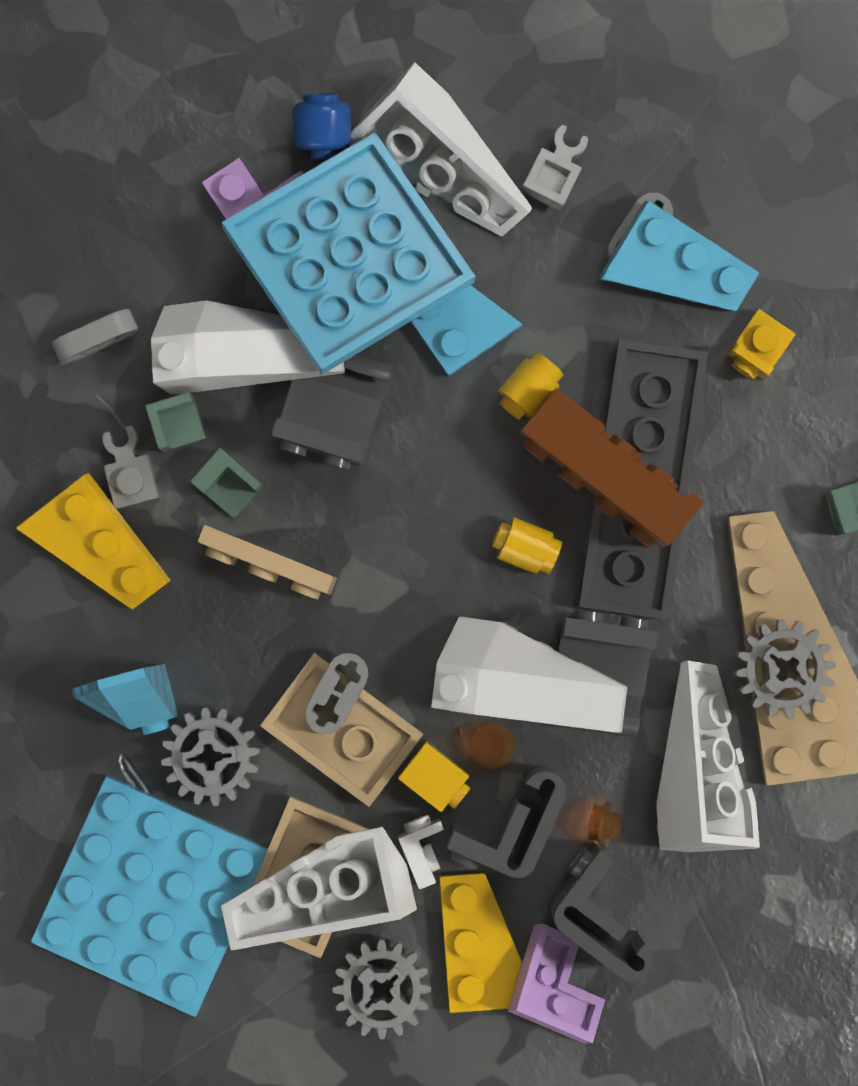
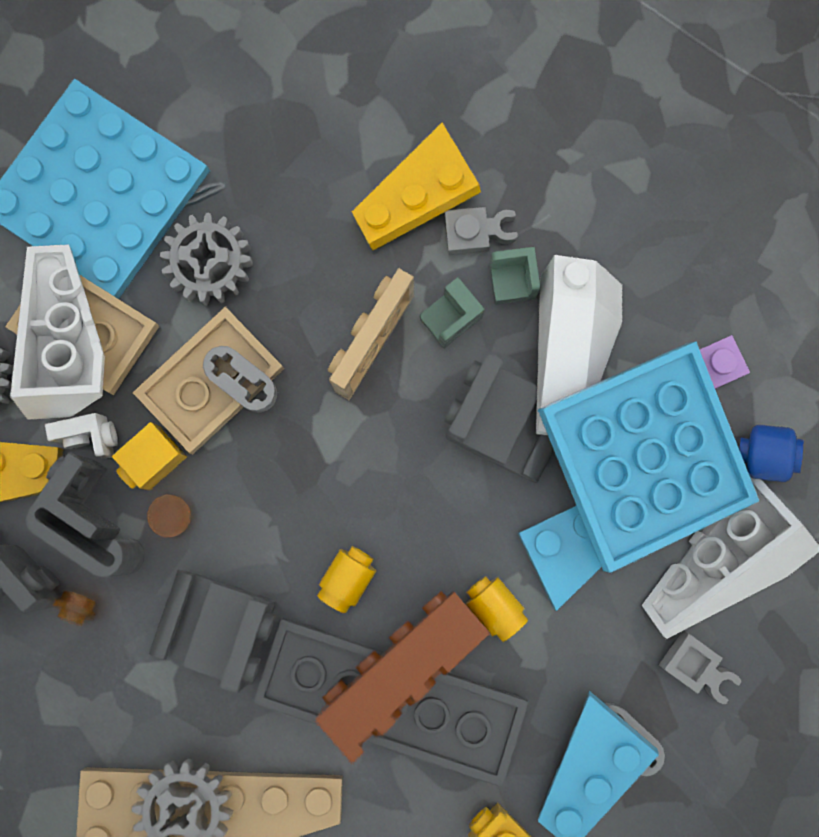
camera: 100 degrees right, 5 degrees down
(95, 336) = (603, 217): light grey beam -> none
(133, 698) = (270, 194): medium azure wedge -> none
(510, 676) = (223, 543): white wedge -> none
(700, 784) = (87, 706): white wedge -> none

